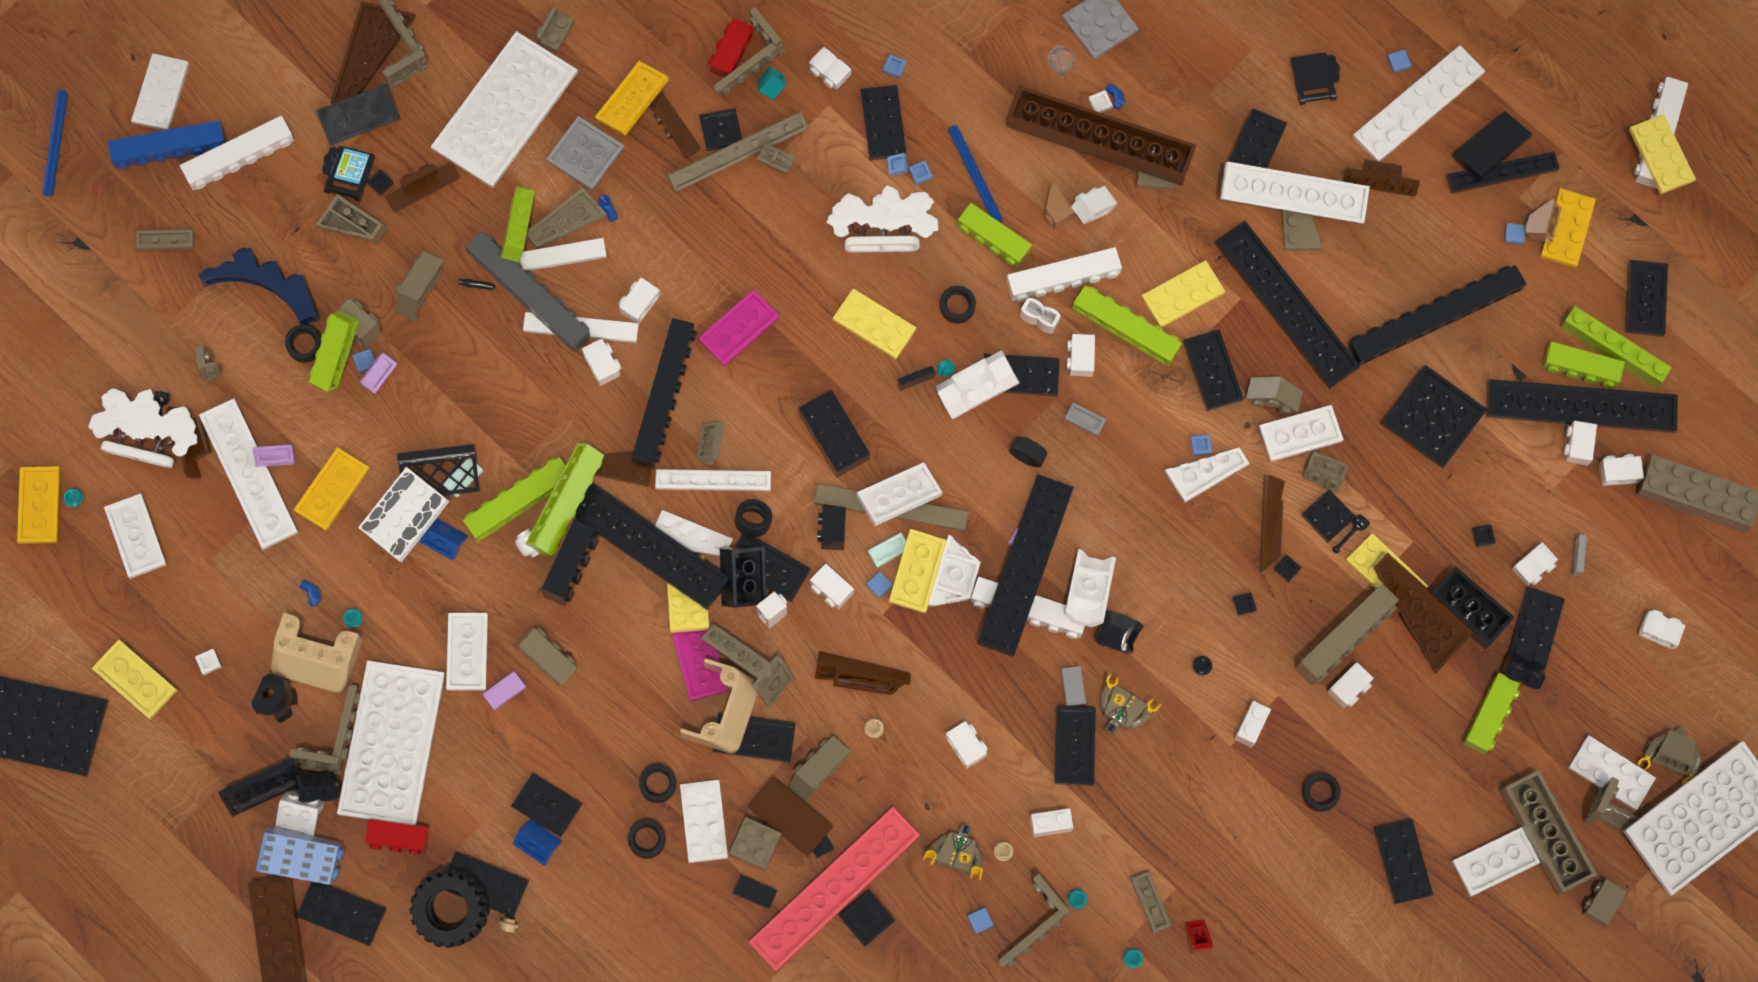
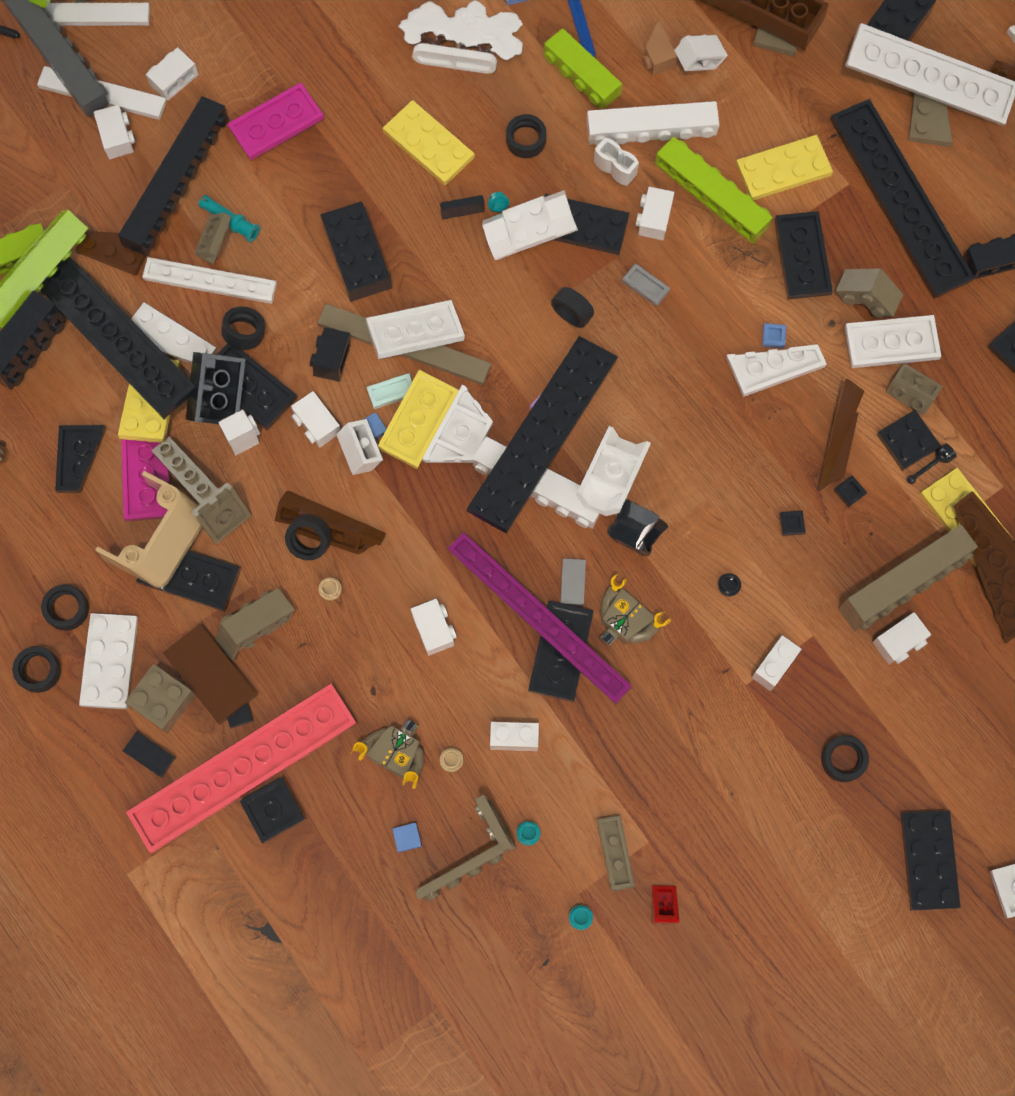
camera: 15 degrees right, 0 degrees up
(635, 651) = (75, 455): none -> black wing
(728, 425) = (237, 222): none -> teal pin
(848, 675) = (301, 551): none -> black tyre
(874, 604) = (359, 447): none -> white brick
(1052, 721) = (540, 618): none -> magenta plate

